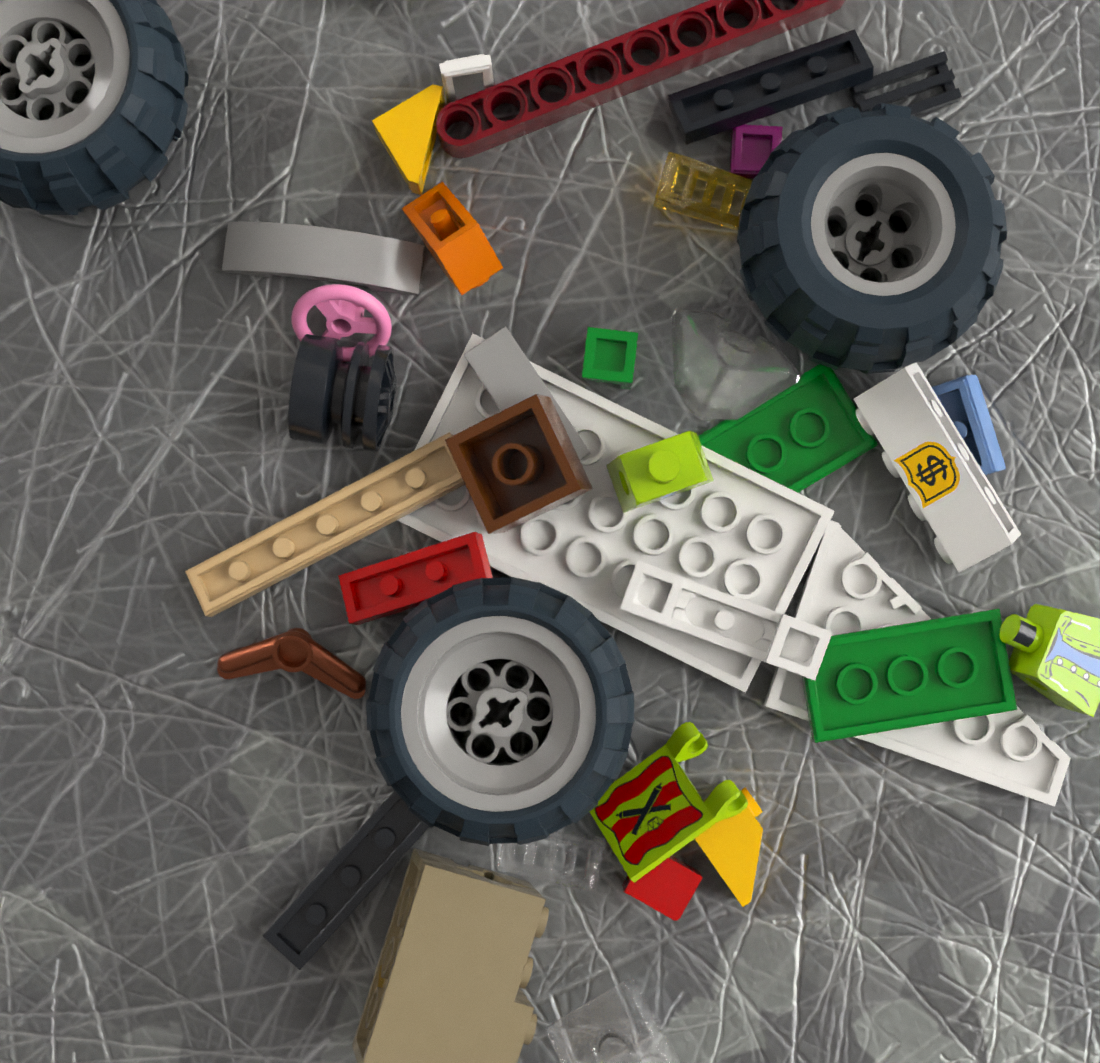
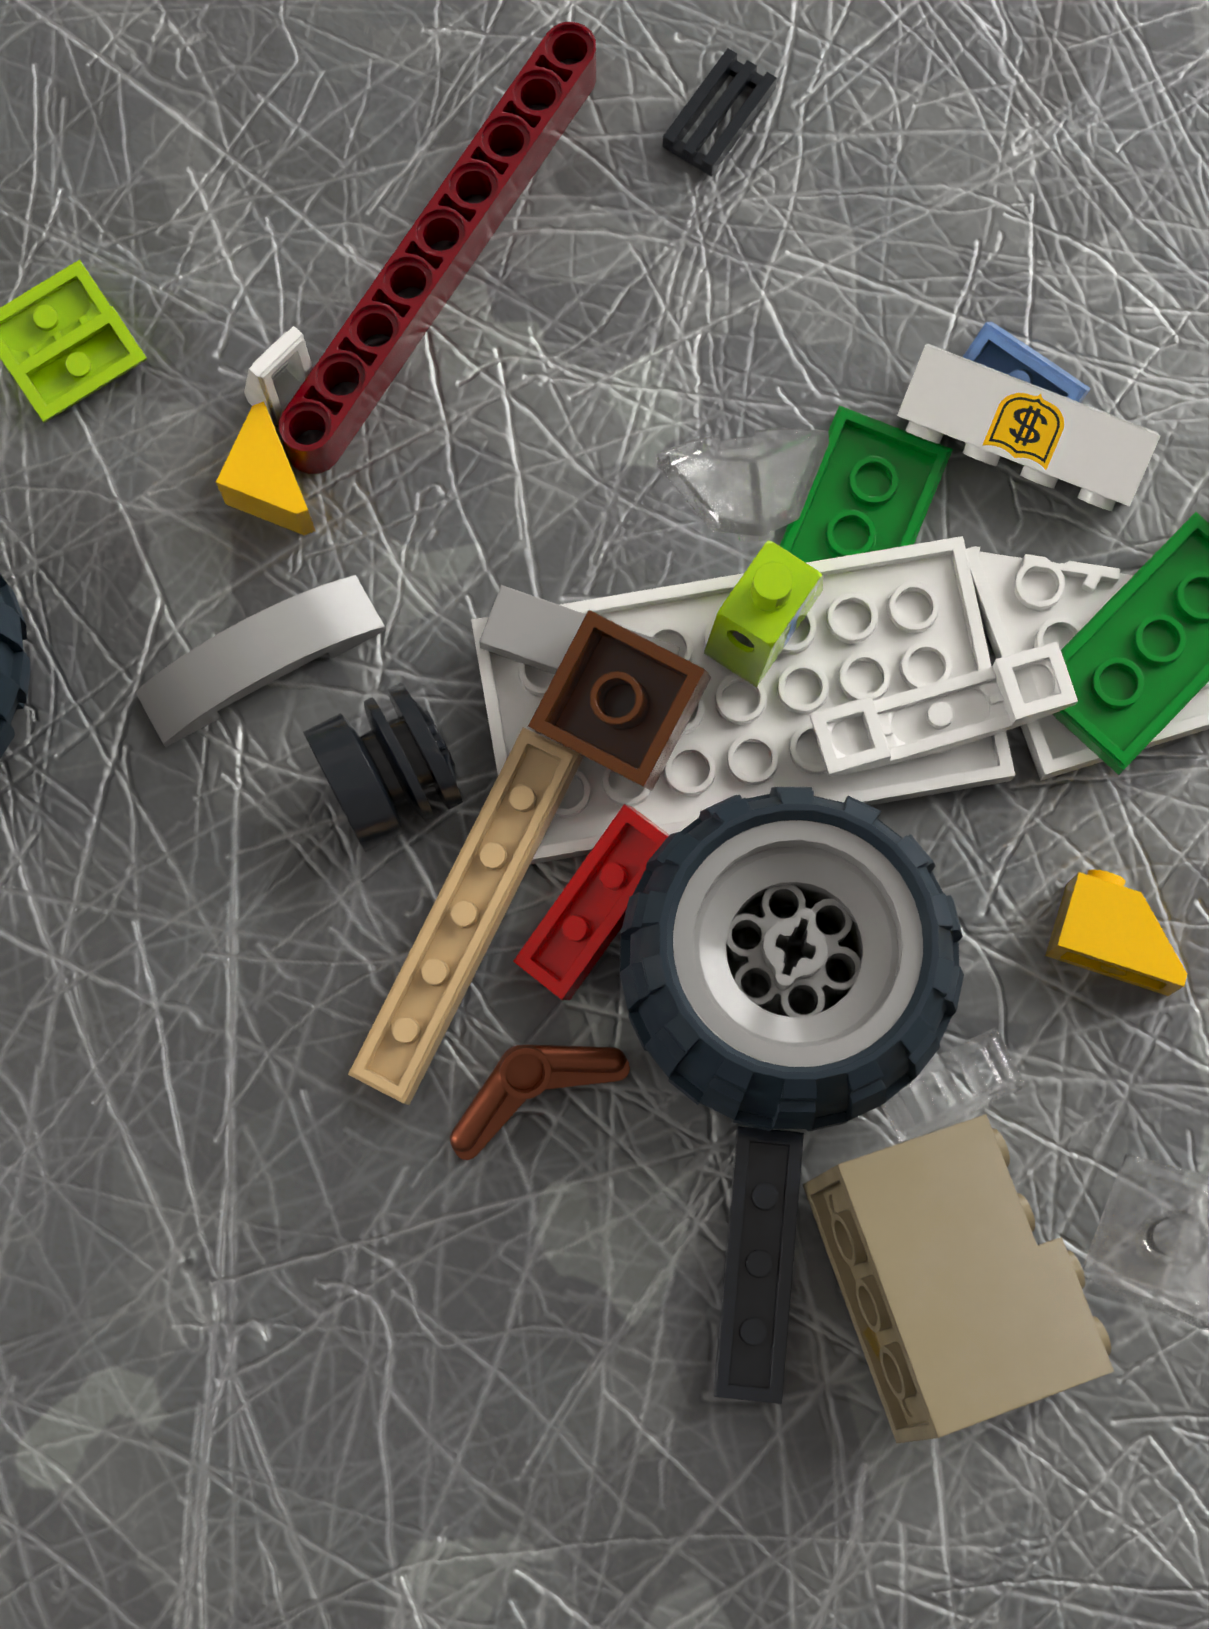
camera: 40 degrees left, 10 degrees down
(344, 314) = (324, 692): bright pink piece -> none
(453, 238) = (382, 543): orange slope -> none
(610, 356) = (628, 542): green panel -> none
(657, 807) = (1023, 951): lime flag -> none
(666, 887) = (1080, 1025): red panel -> none
(714, 176) = (587, 356): clear yellow slope -> none
(752, 148) = (618, 262): magenta tile -> none
(771, 86) = (586, 191): black plate -> none
(904, 172) = (734, 293): black wheel -> none

